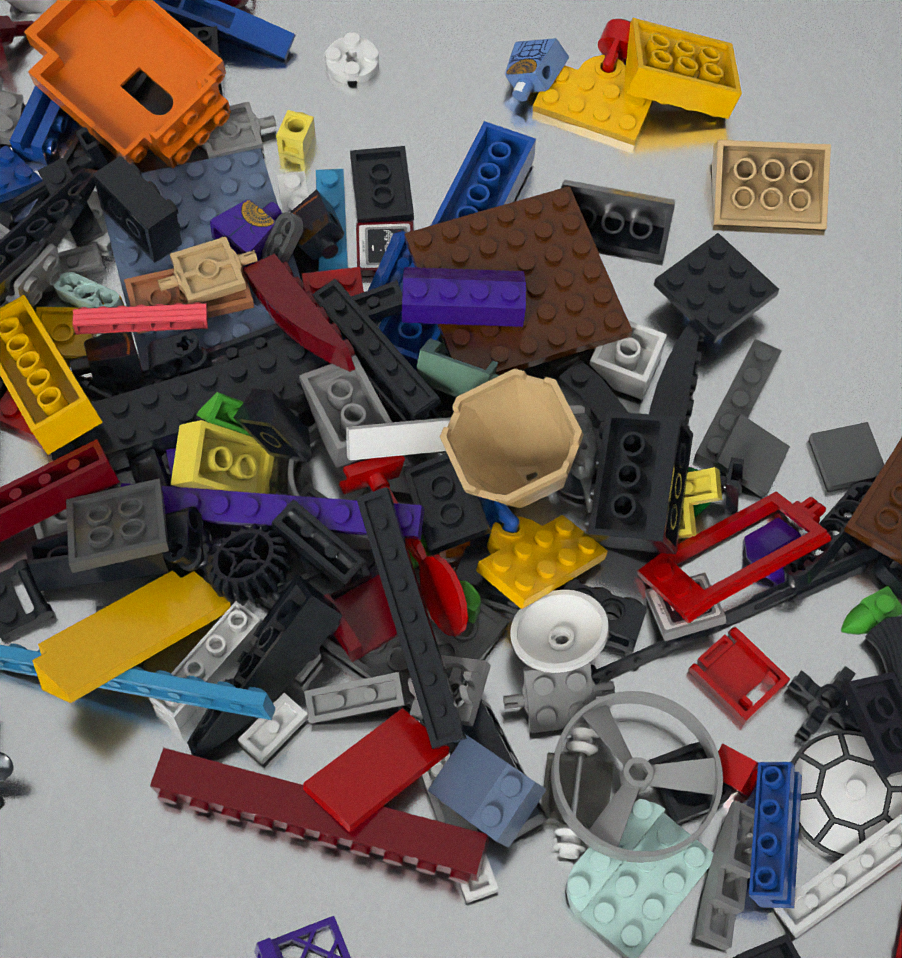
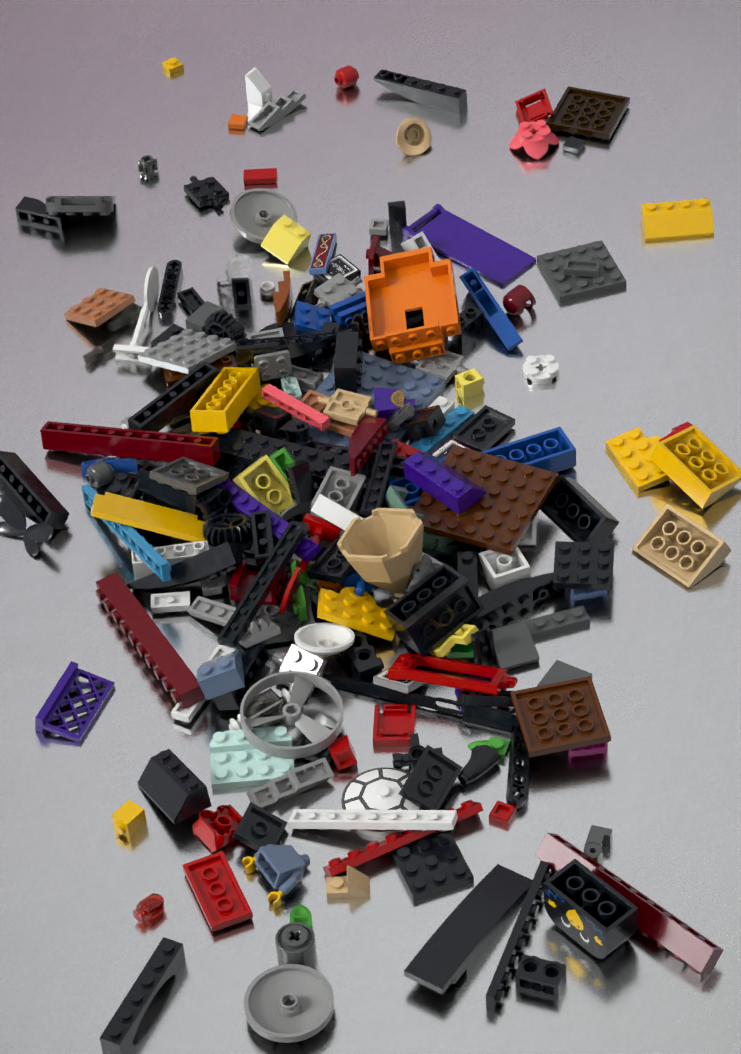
camera: 50 degrees right, 20 degrees down
(374, 770) = (185, 635): red tile -> none
(534, 66) = (622, 422): medium blue torso -> none
(775, 835) = (324, 779): blue brick -> none

